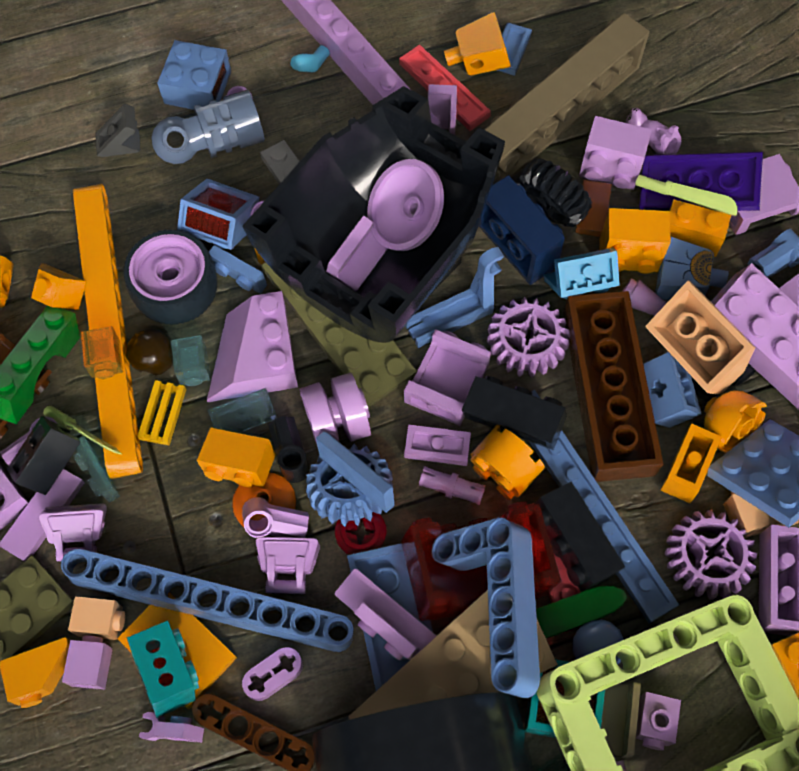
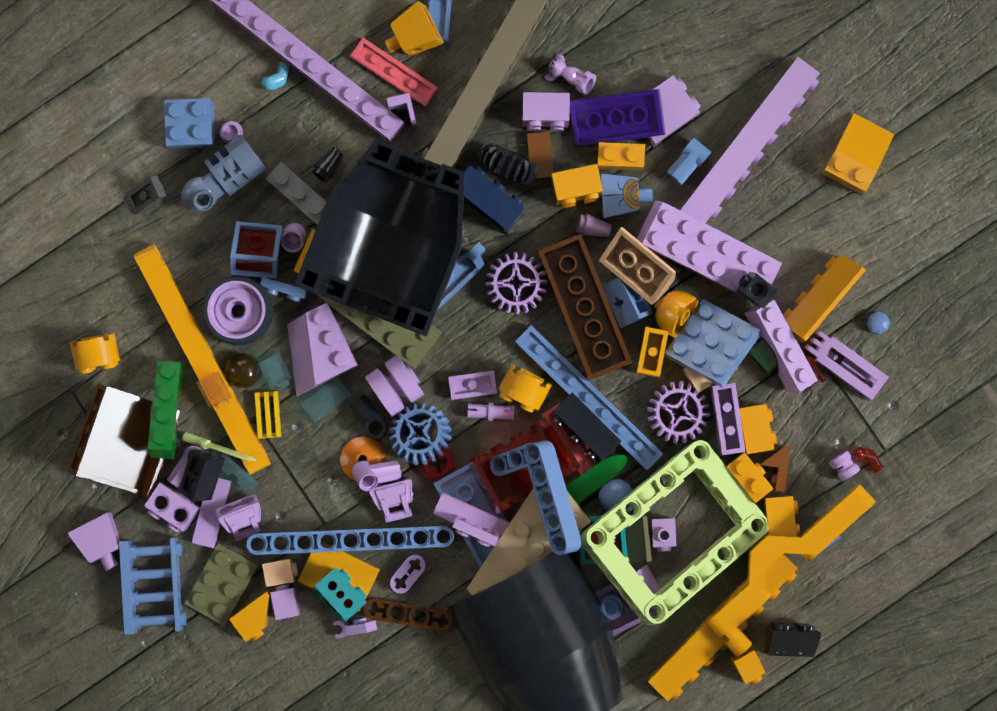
camera: 15 degrees left, 20 degrees up
(58, 288) = (155, 344): light orange slope -> none
(236, 457) = (335, 436): light orange brick -> none
(355, 471) = (424, 430): medium blue tile -> none
(356, 256) = (376, 263): lavender panel -> none
(405, 205) = (393, 225): lavender dish -> none
(447, 376) = (466, 330): lavender panel -> none
(515, 410) = (521, 350): black brick -> none
(584, 273) = (544, 227): bracket -> none
(694, 195) = (612, 133): yellowish green piece -> none

